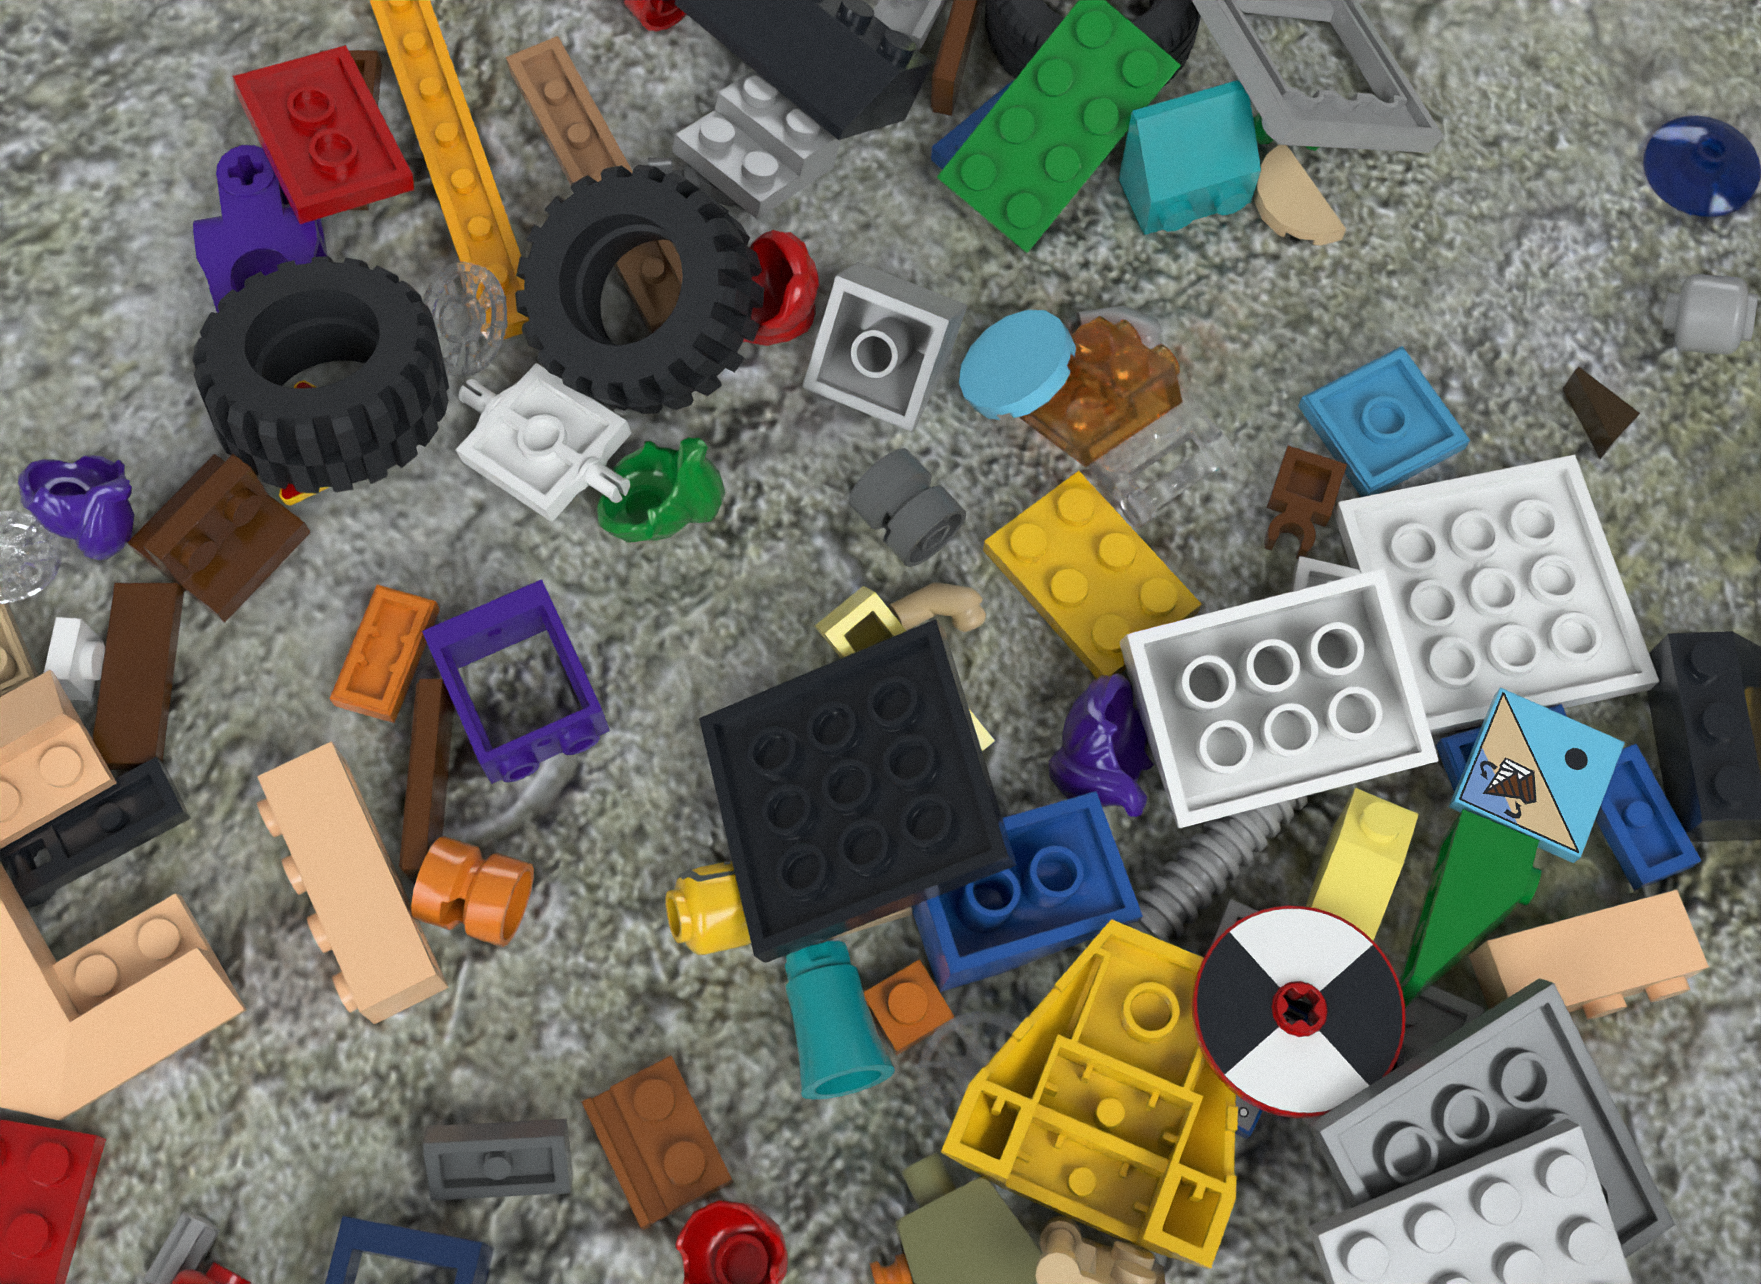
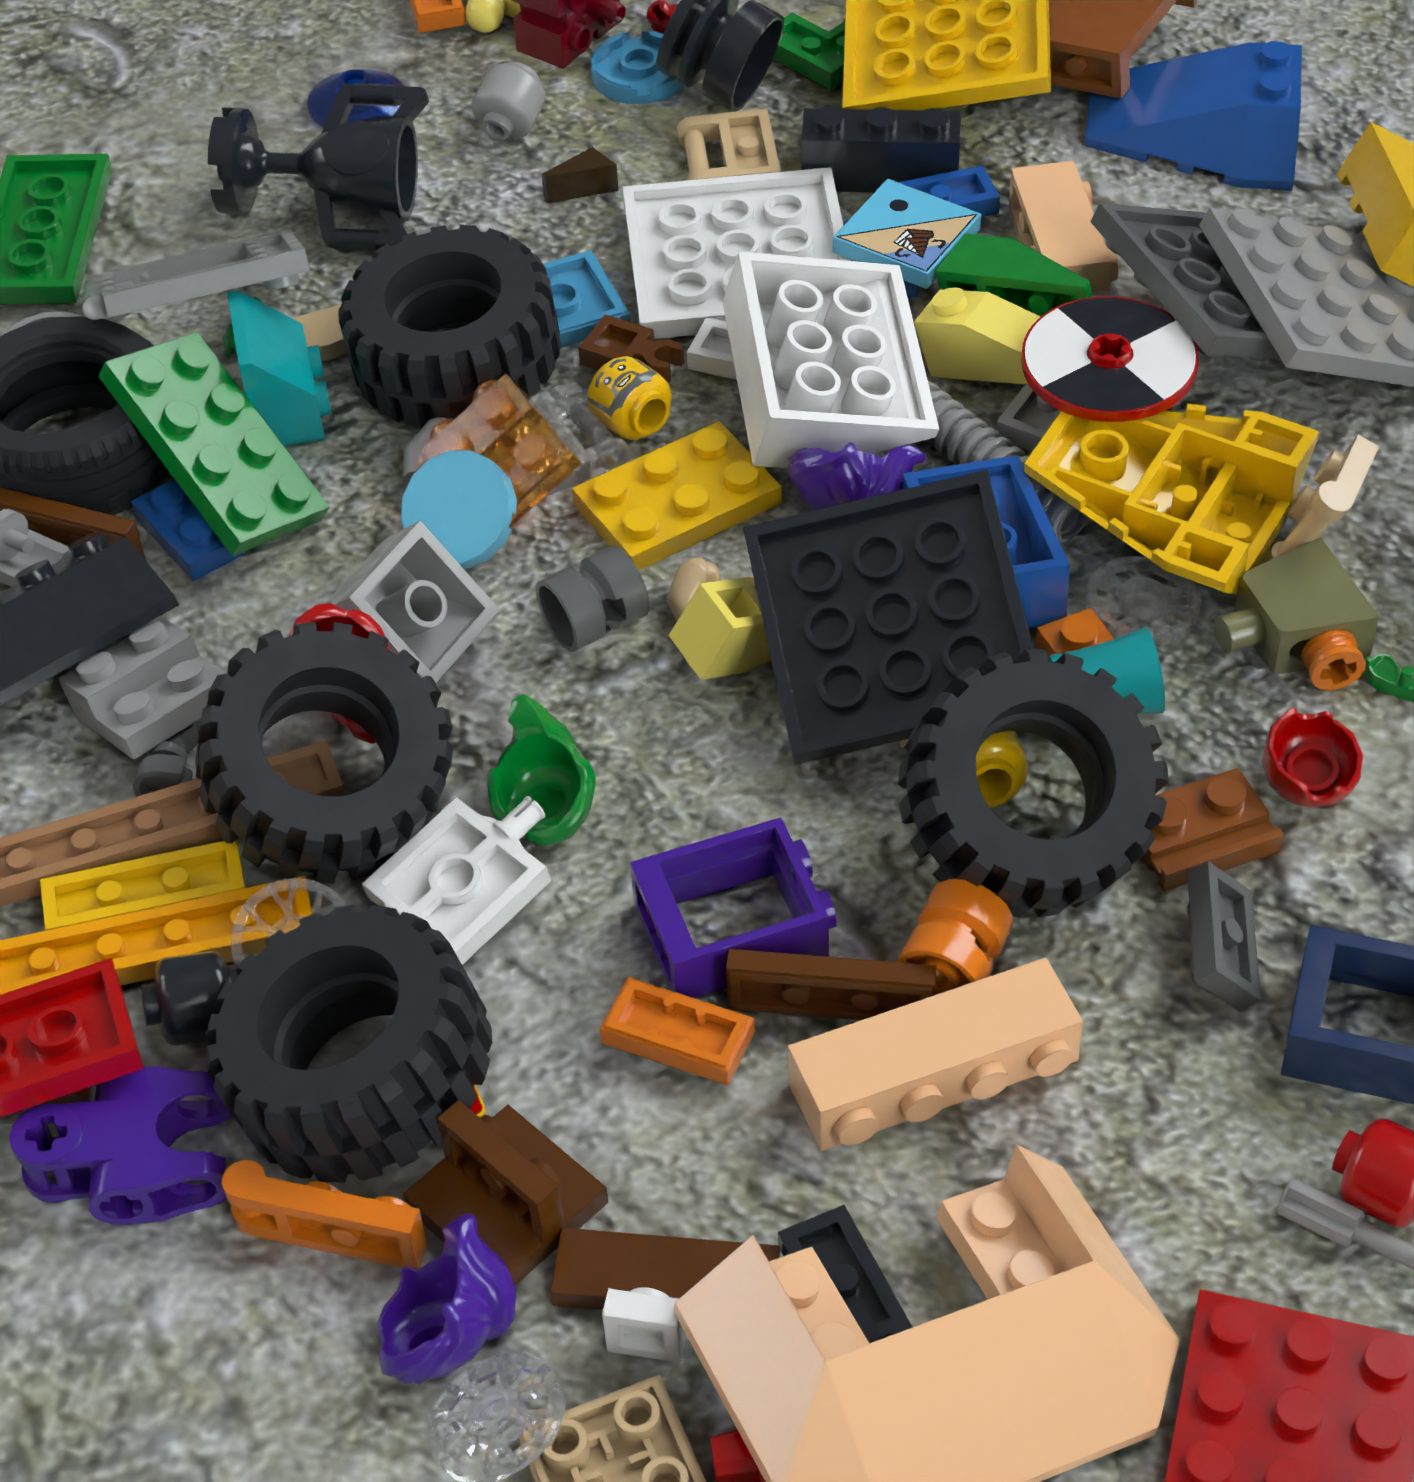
camera: 80 degrees left, 20 degrees down
(176, 424) = (324, 1217): none -> orange plate
(406, 246) = (185, 995): none -> black head
(520, 172) = (141, 884): none -> yellow plate
(546, 958) = (1086, 723): none -> black tyre
(1213, 506) = (629, 398): none -> yellow head
(1291, 246) = (438, 283): none -> black tyre
(1534, 176) = (353, 164): none -> black piece
(1686, 583) = (744, 143): none -> tan plate

